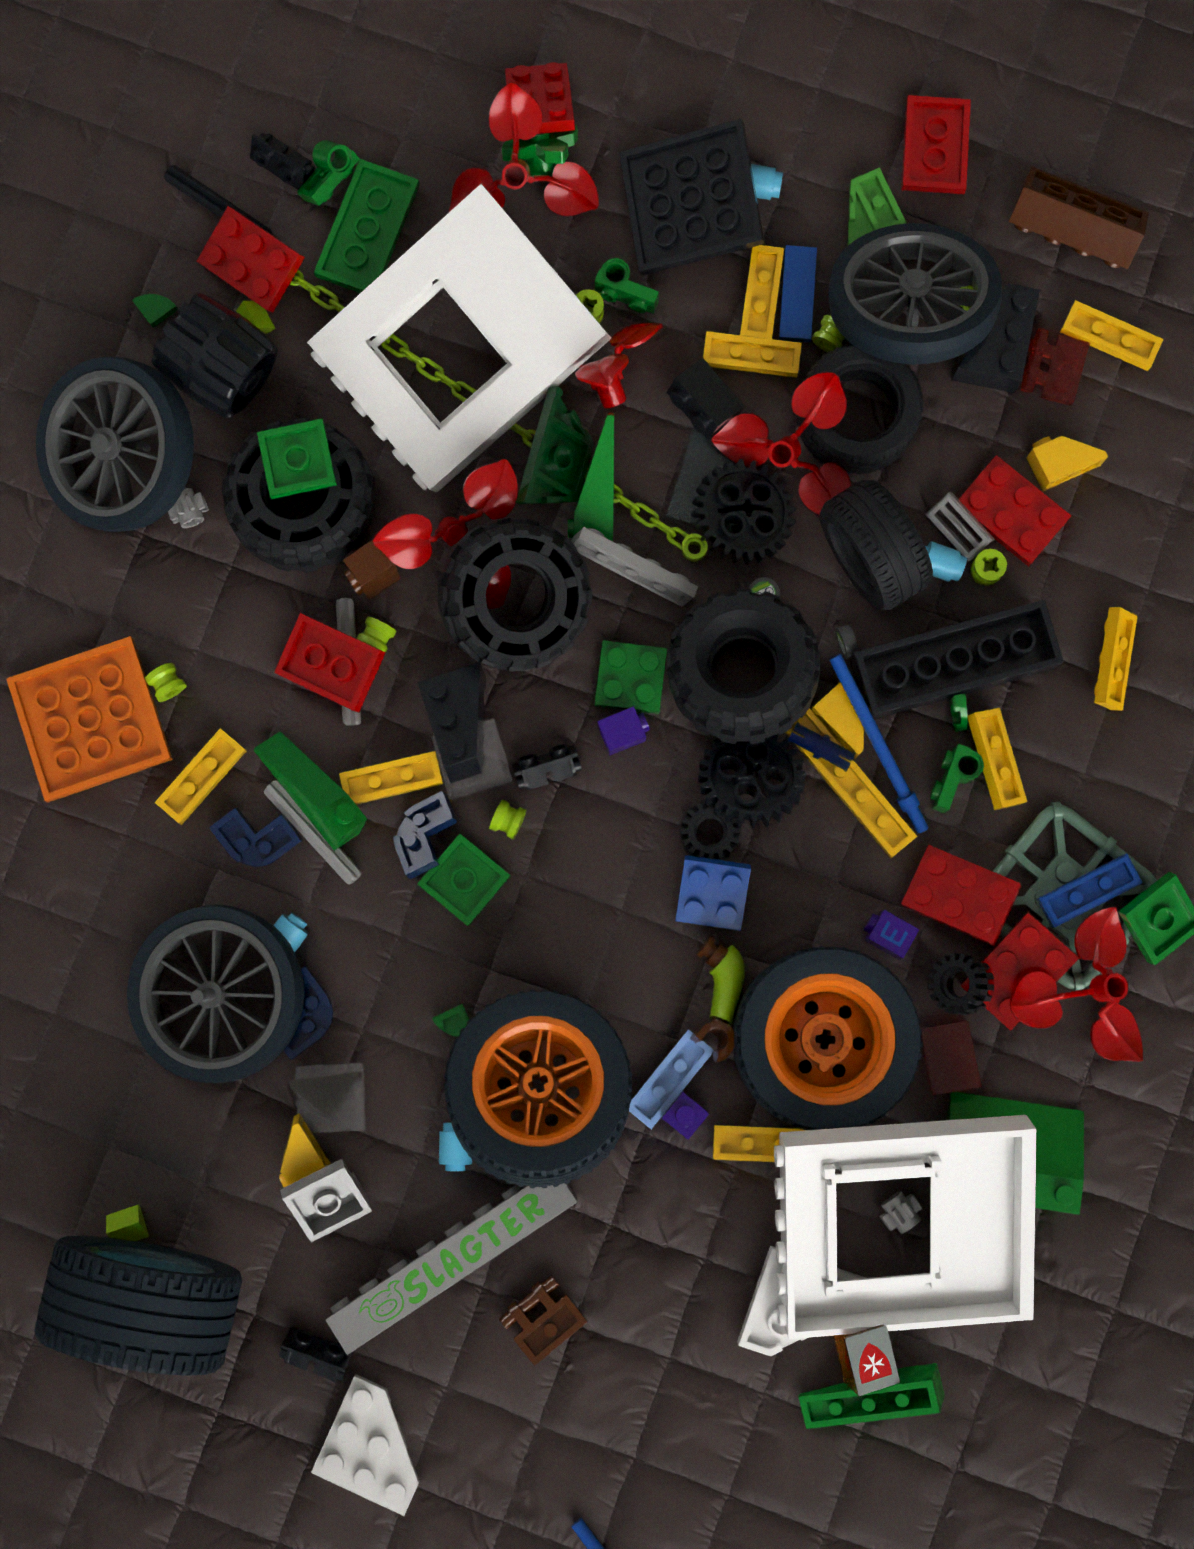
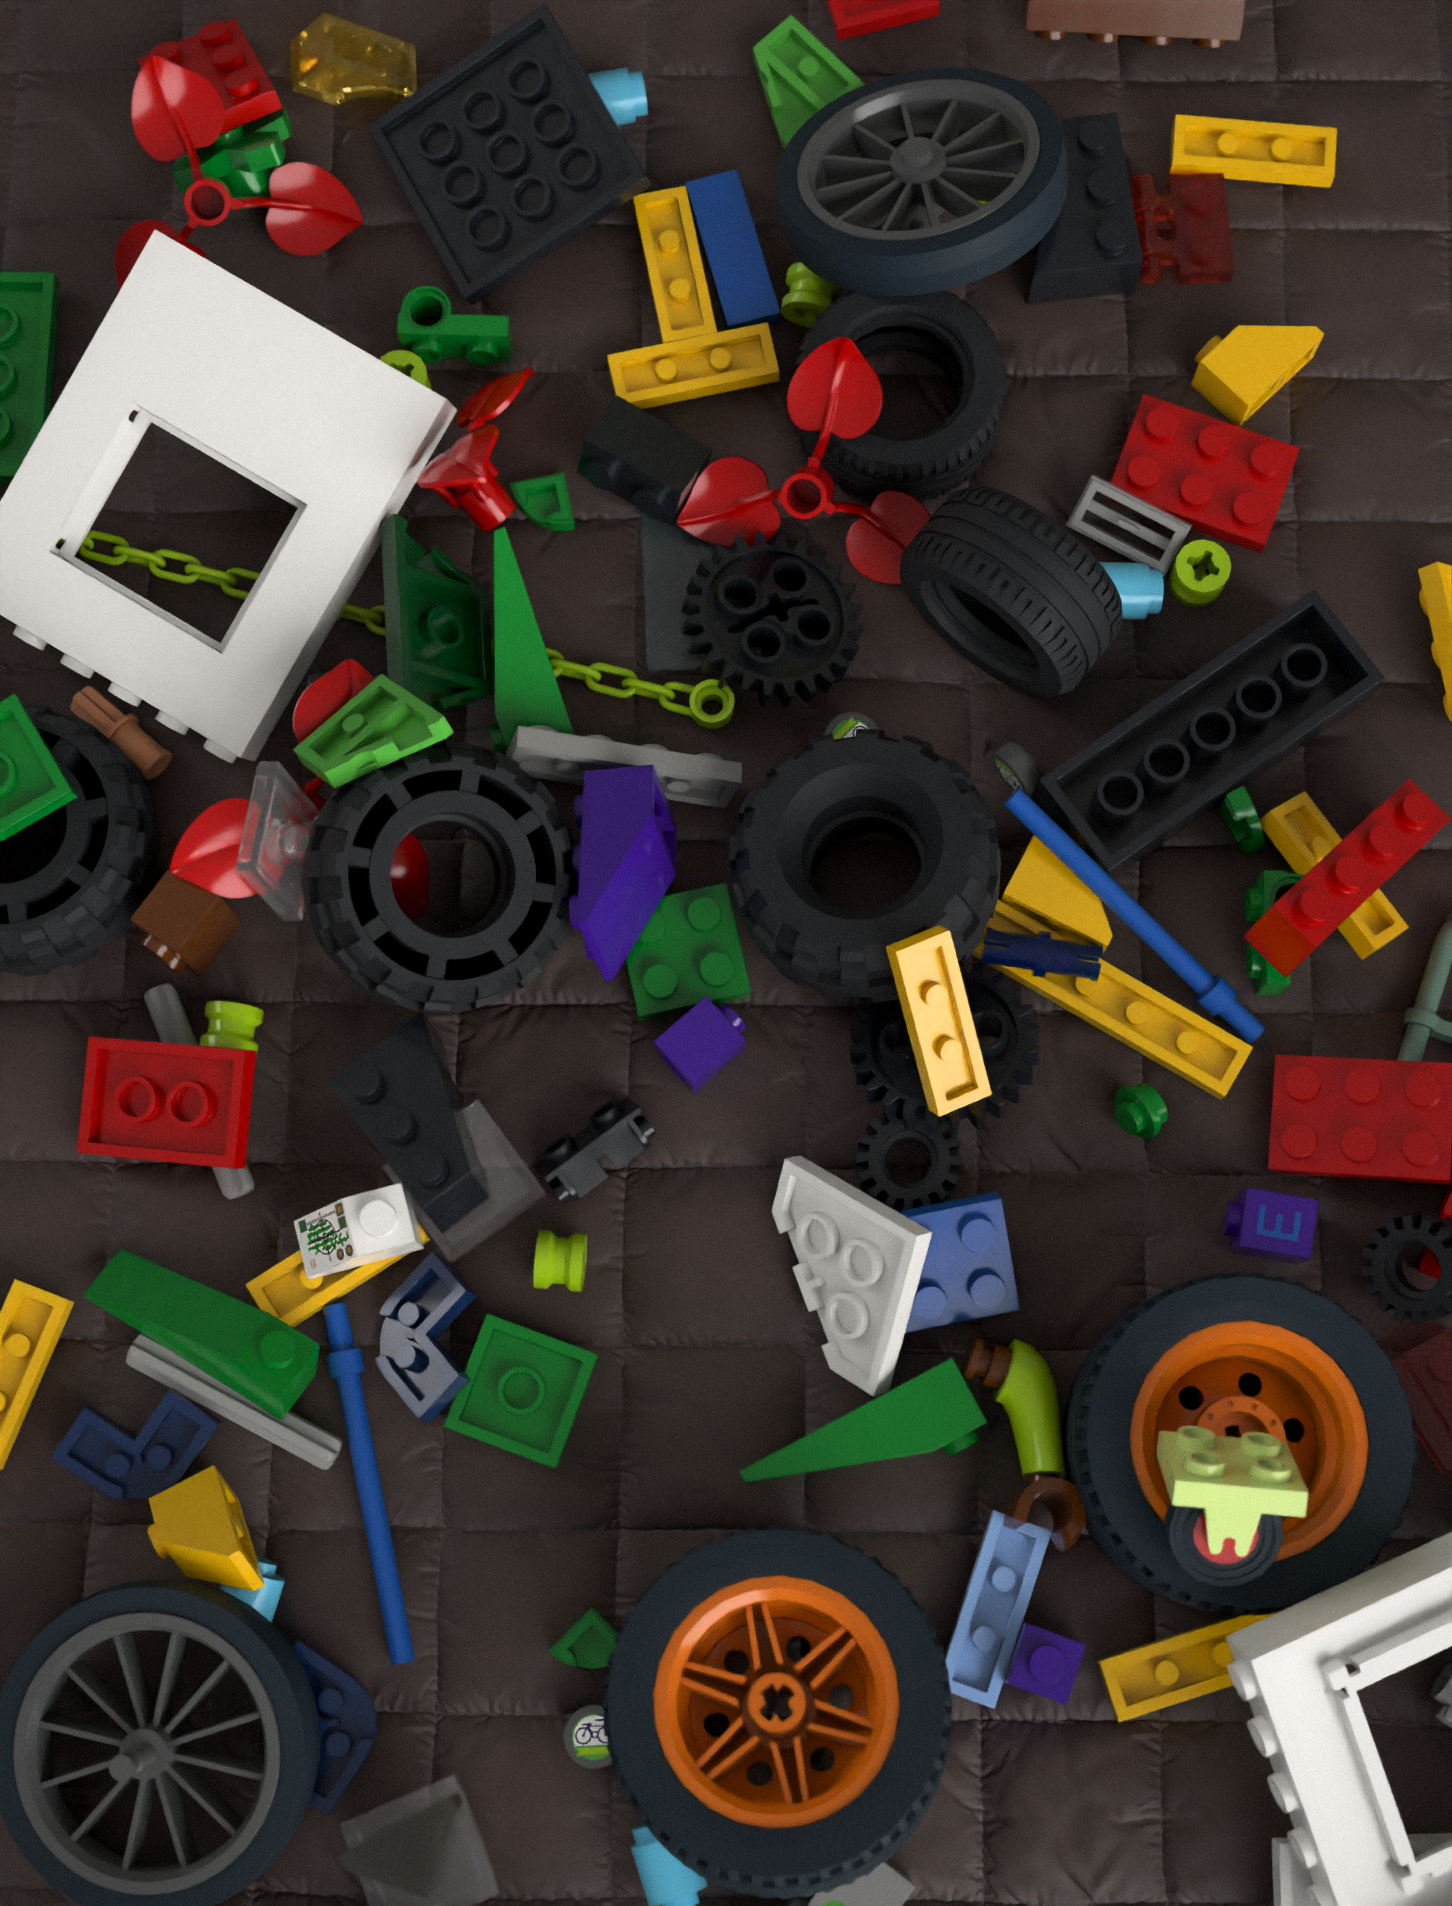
camera: 20 degrees left, 5 degrees down
(276, 893) = (205, 1531): none -> yellow slope
(371, 451) = (123, 730): none -> nougat axle
(377, 834) = (345, 1366): none -> blue bar
(407, 766) = (358, 1231): none -> white slope
(434, 544) = (277, 839): none -> clear plate
(435, 1069) = (586, 1737): none -> tile
(503, 505) = (371, 733): none -> bright green wing
(613, 618) = (621, 861): none -> dark purple slope
(621, 111) = (348, 62): none -> clear yellow arch
(643, 401) = (545, 501): none -> green tile
(659, 967) = (905, 1422): none -> green slope
(660, 877) = (853, 1268): none -> white plate
(749, 764) = (939, 1020): none -> yellow plate
(804, 1064) = (1227, 1501): none -> yellowish green plate
(844, 848) = (1140, 1110): none -> green plate
(1001, 763) = (1346, 877): none -> red arch

